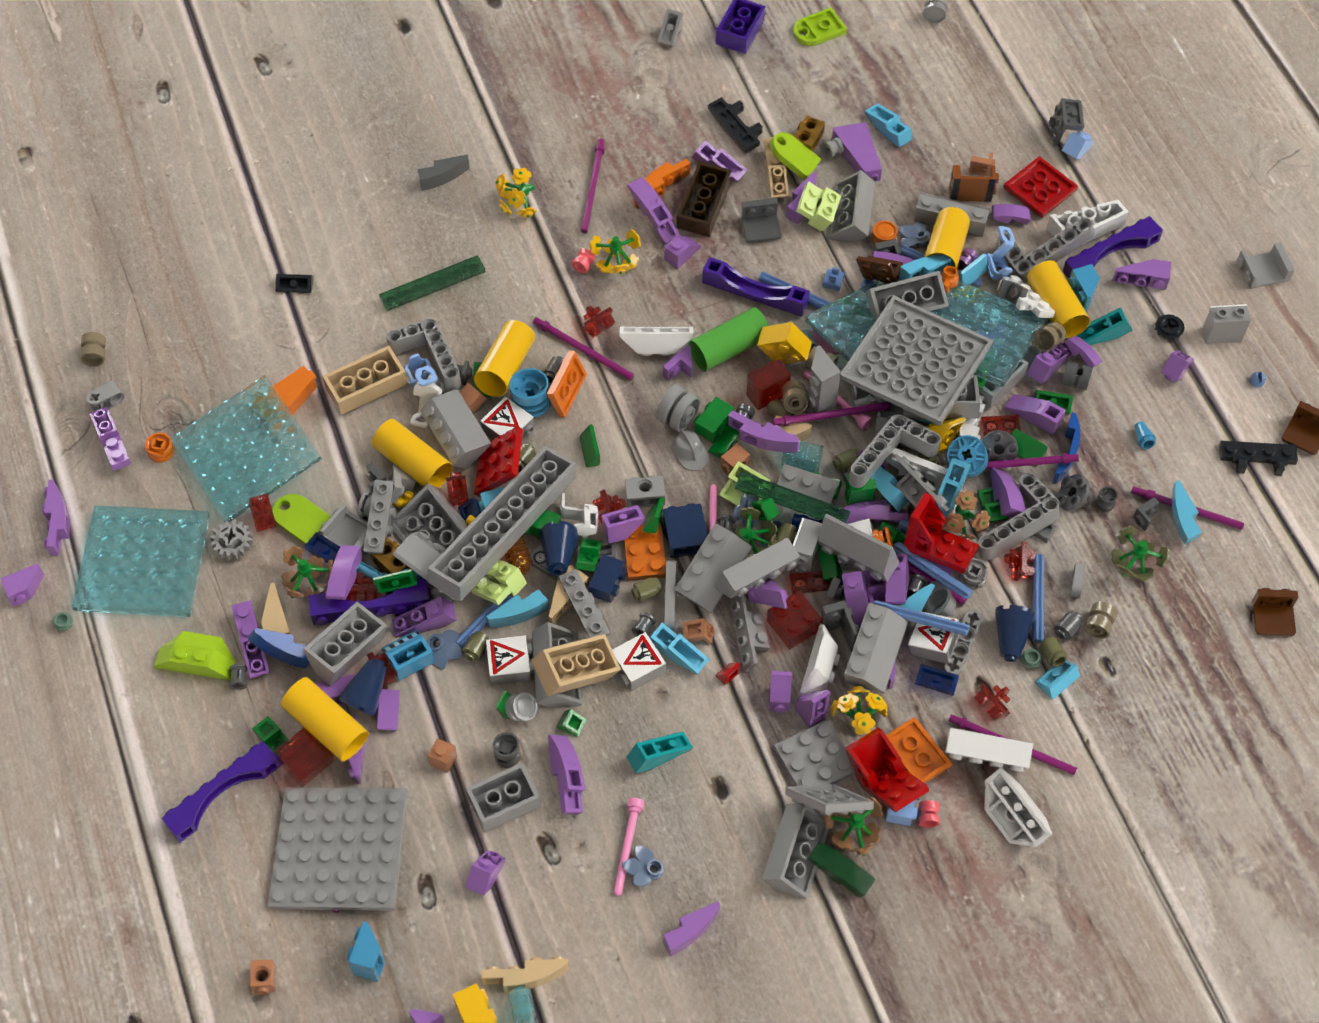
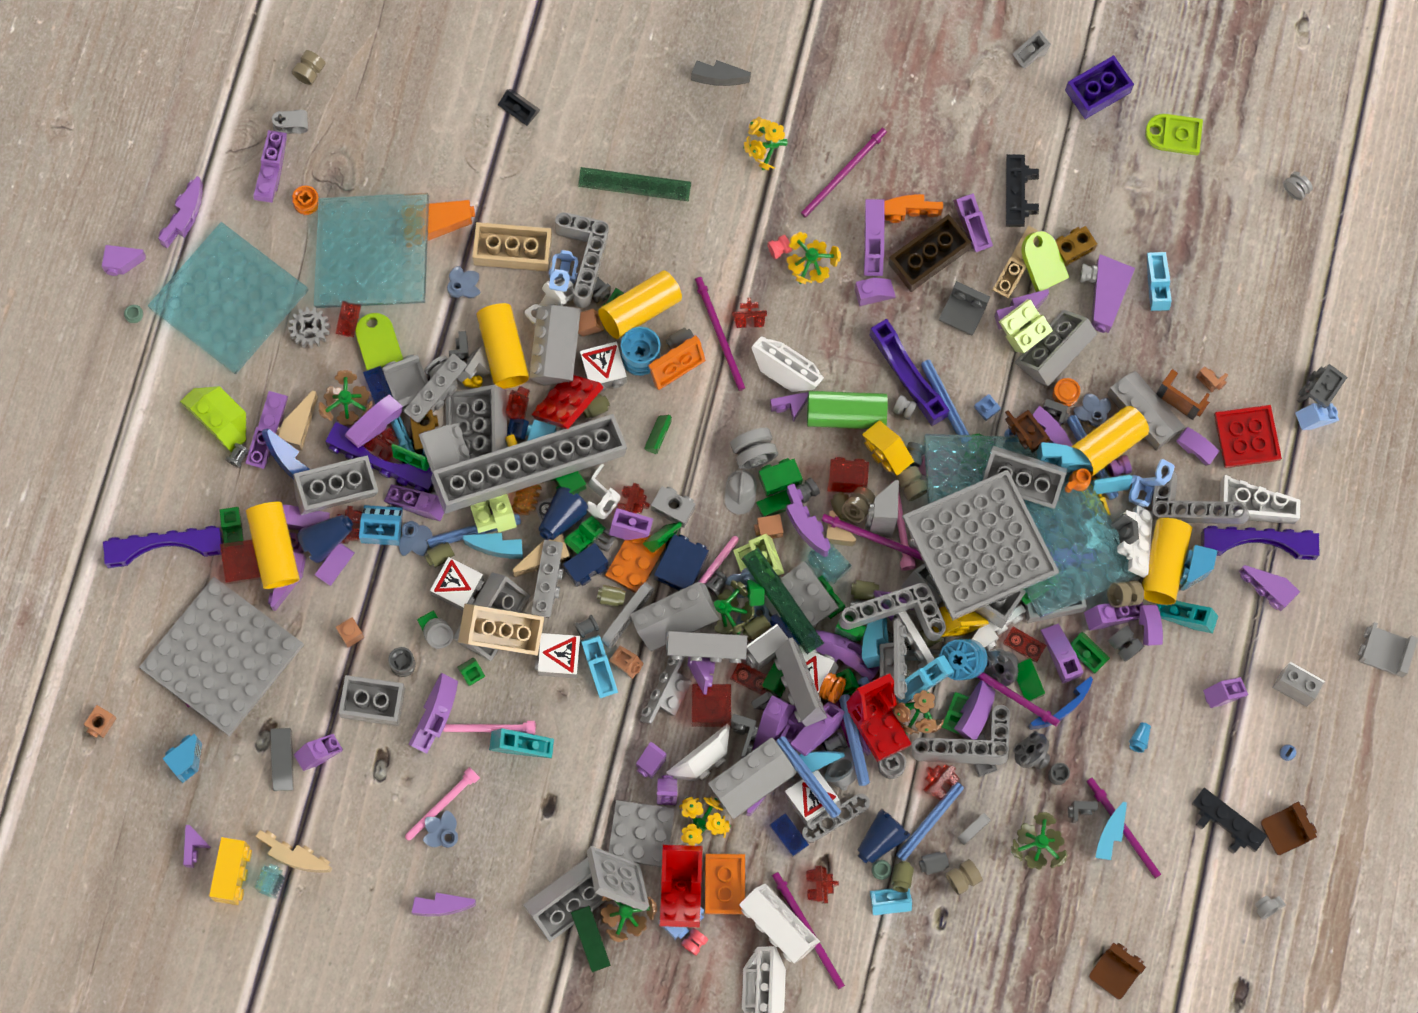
camera: 30 degrees right, 15 degrees up
(342, 433) = (465, 281): none -> sand blue plate
(457, 899) = (282, 759): none -> dark grey slope
(655, 732) = (528, 727): none -> bright pink piece
(728, 673) = (625, 713): red slope -> none
(772, 313) = (905, 407): none -> light grey wheel
(1174, 322) = (1259, 650): black gear -> none

